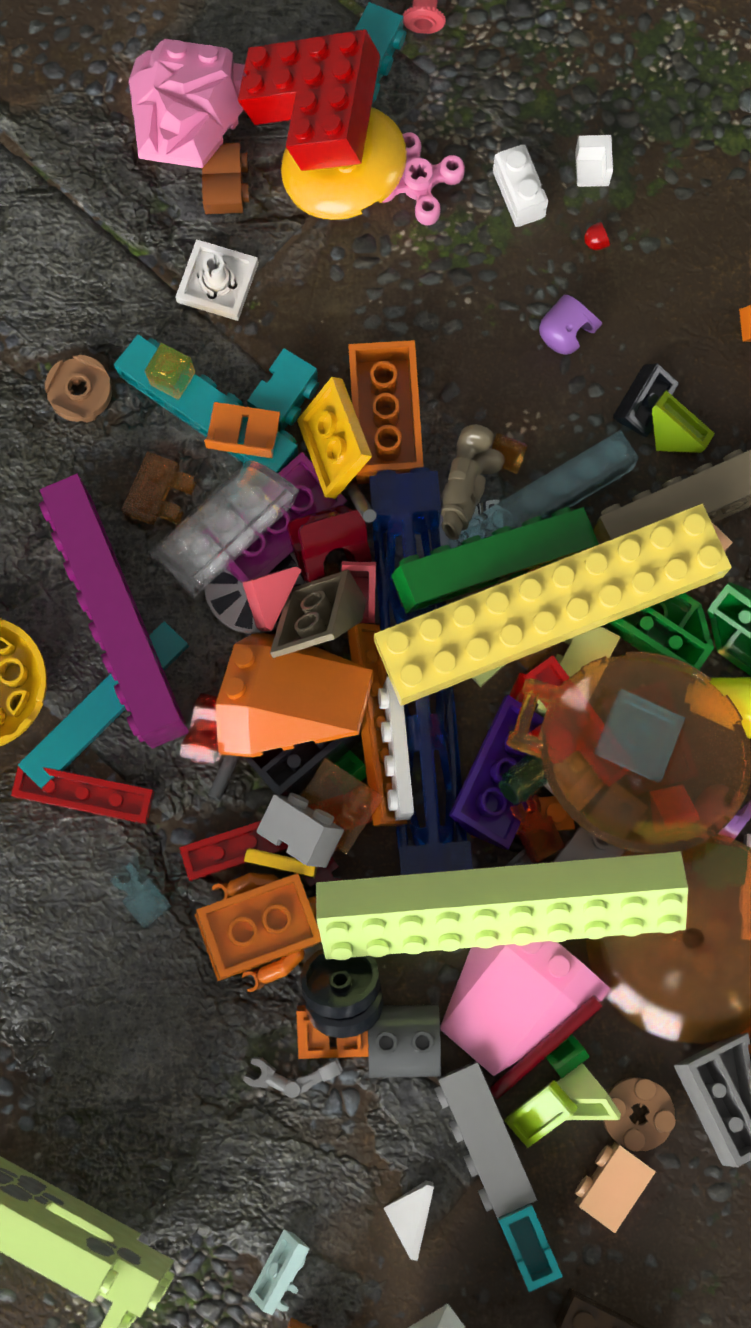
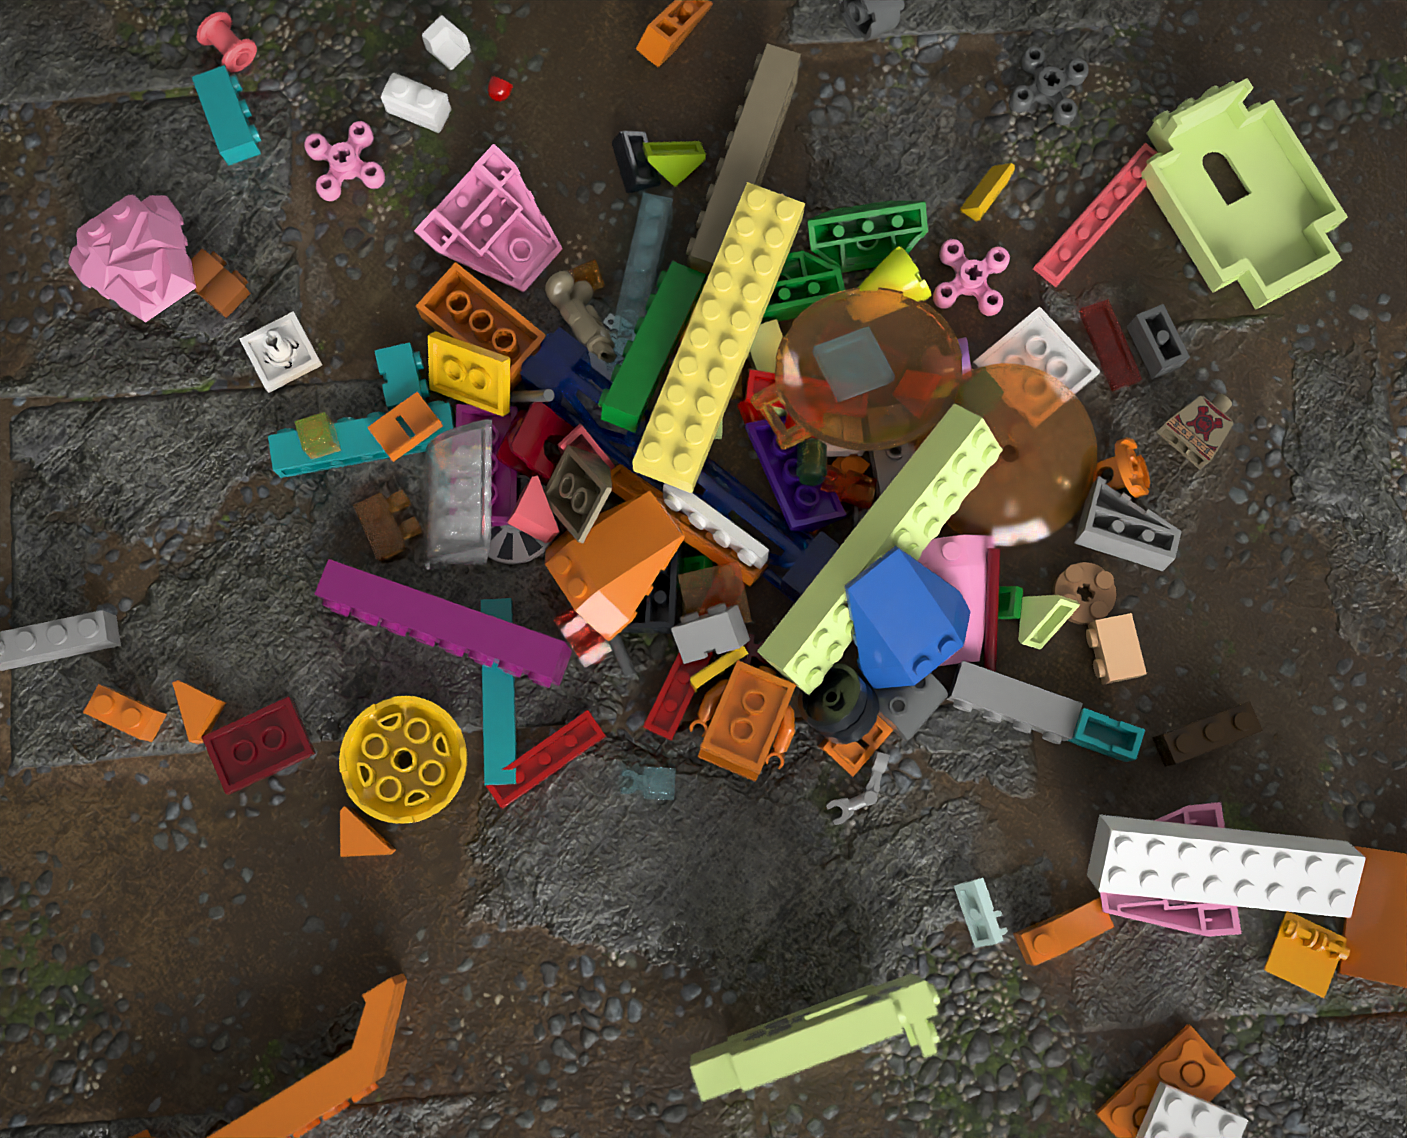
camera: 50 degrees left, 0 degrees up
(74, 371) = (248, 503): medium nougat plate -> none
(320, 87) = (222, 157): red piece -> none
(348, 189) = (302, 209): yellow brick -> none
(409, 1217) = (1019, 794): white slope -> none
(459, 981) = (904, 620): none -> wedge
(477, 339) = (493, 224): none -> bright pink wedge
(541, 1114) = (1031, 651): lime tile -> none
(563, 321) = (536, 161): medium lavender helmet -> none

